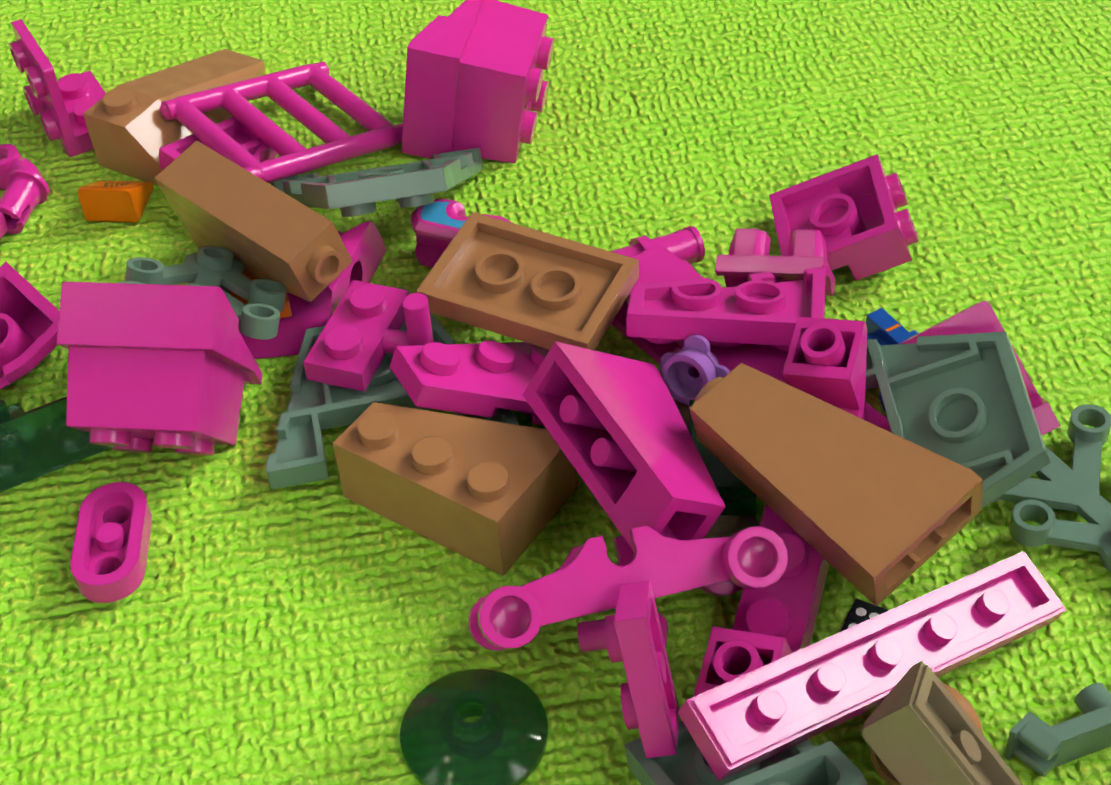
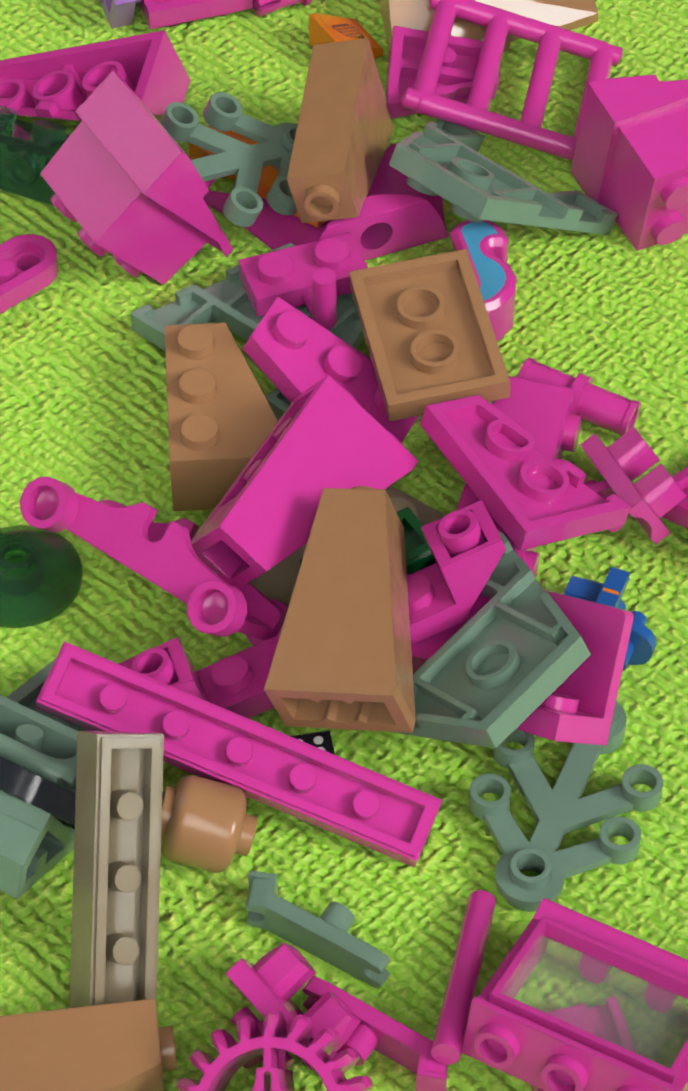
camera: 50 degrees right, 5 degrees up
(639, 639) = (101, 599): dark pink plate -> none
(678, 371) = (434, 490): medium lavender plate -> none

